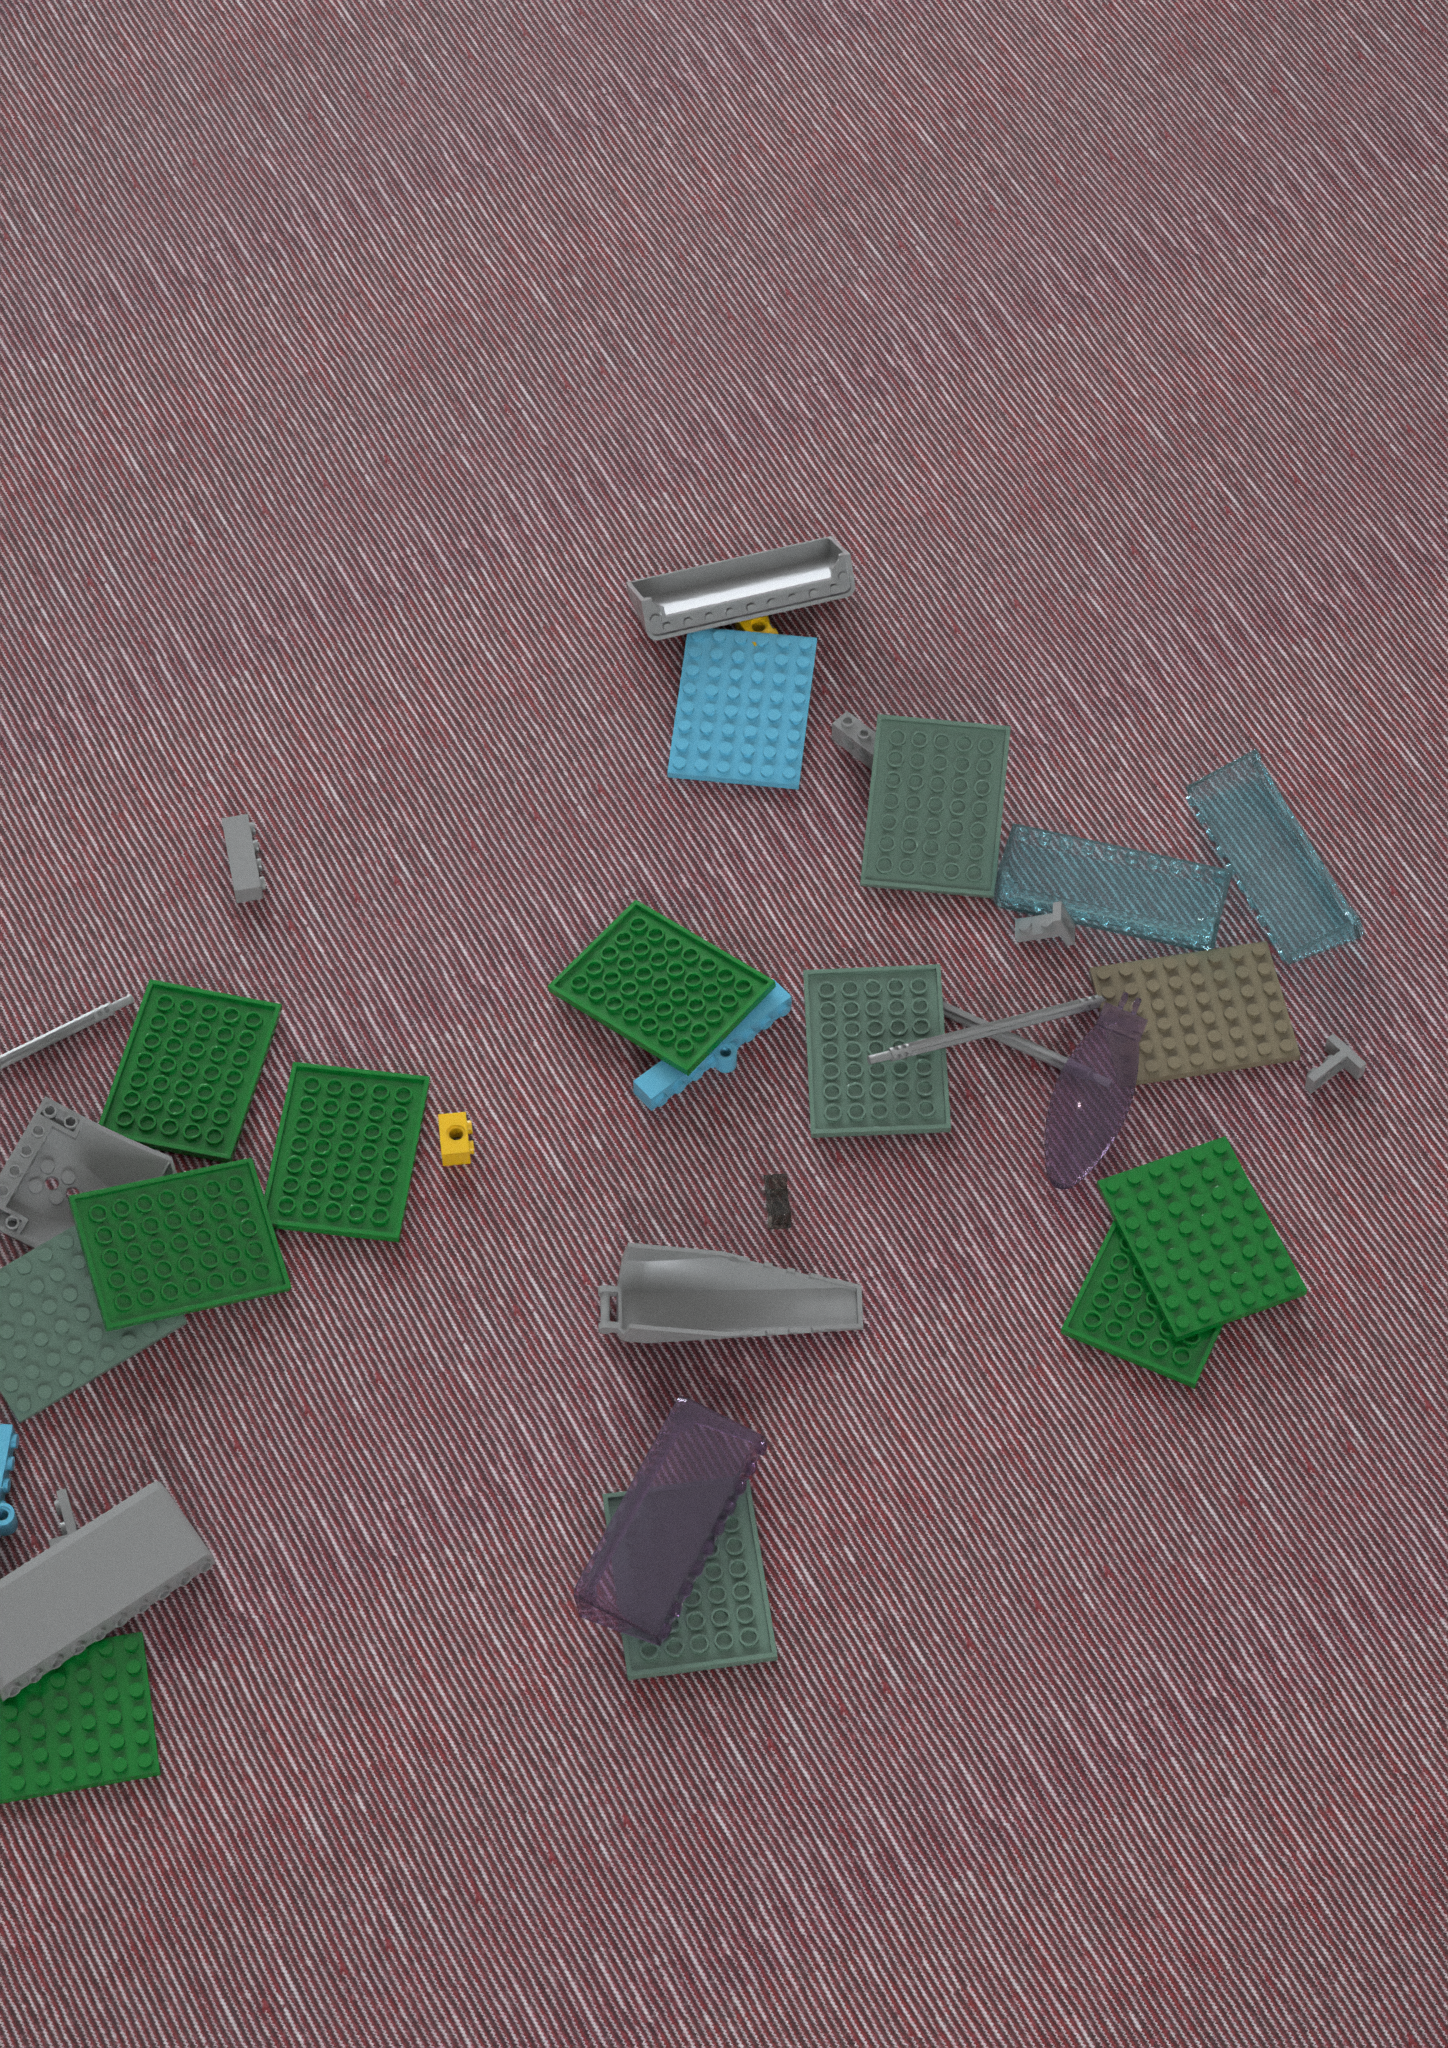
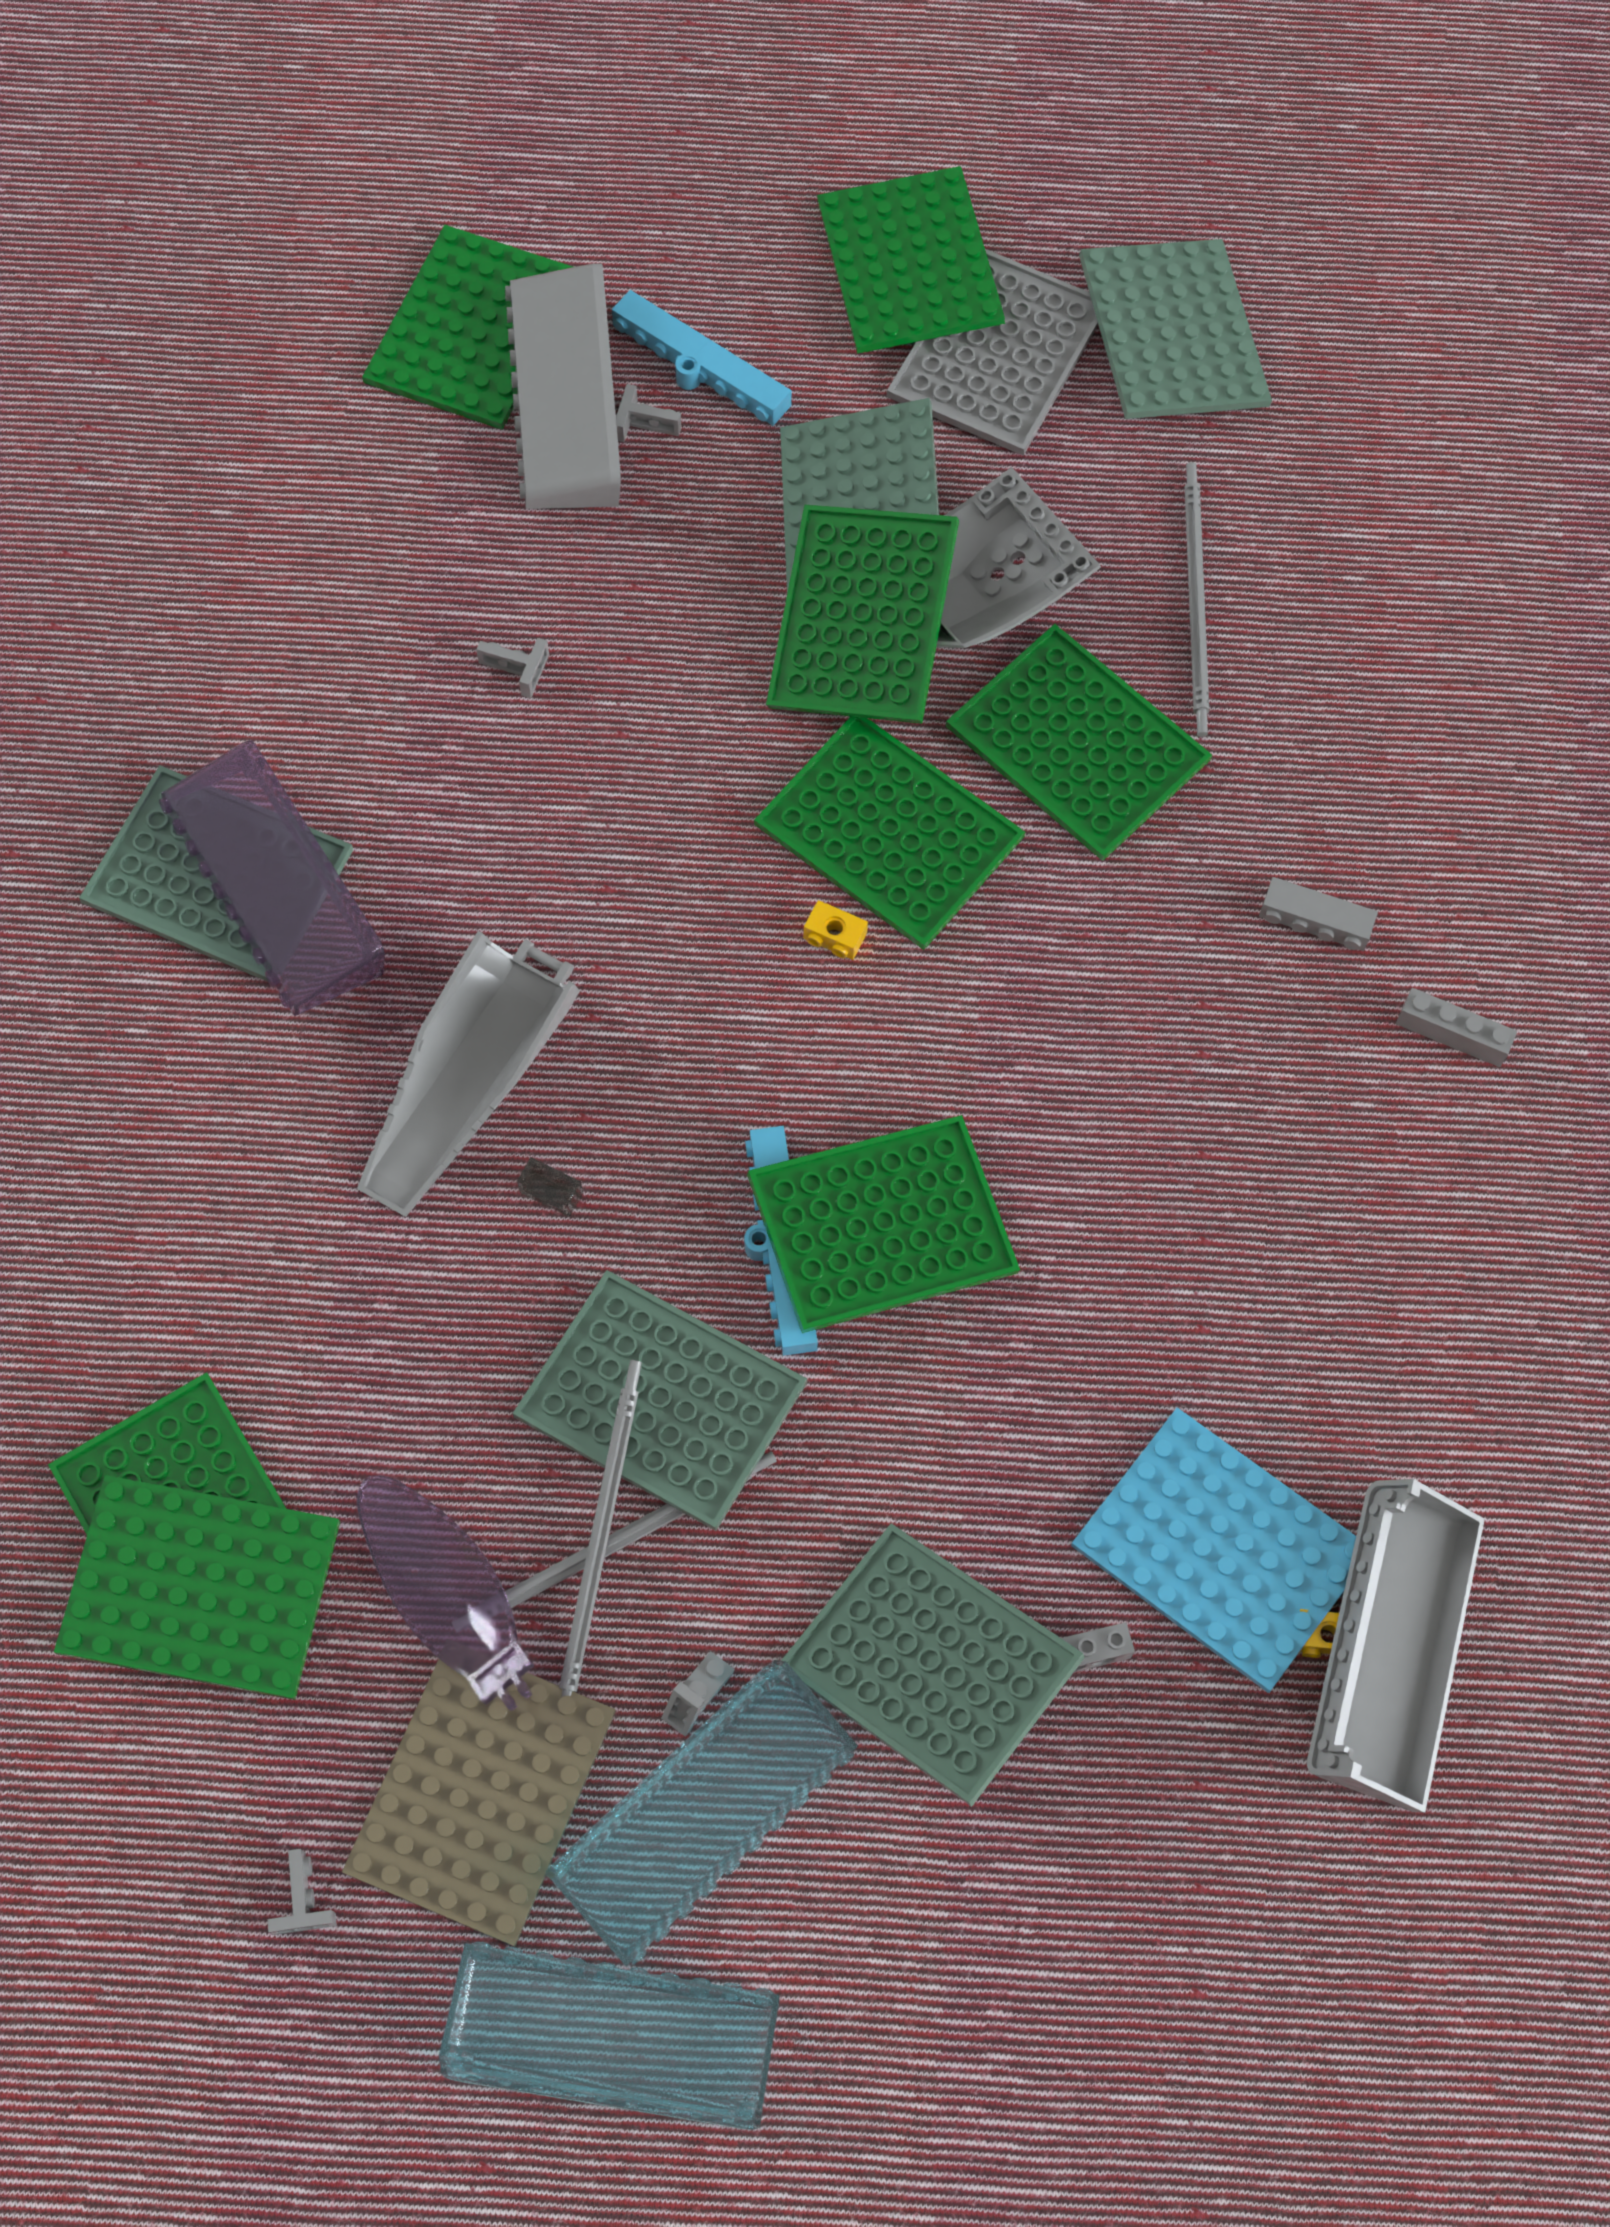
camera: 120 degrees right, 10 degrees up
(281, 742) = (1456, 1027): none -> light grey brick
(361, 1467) = (516, 662): none -> light grey bracket

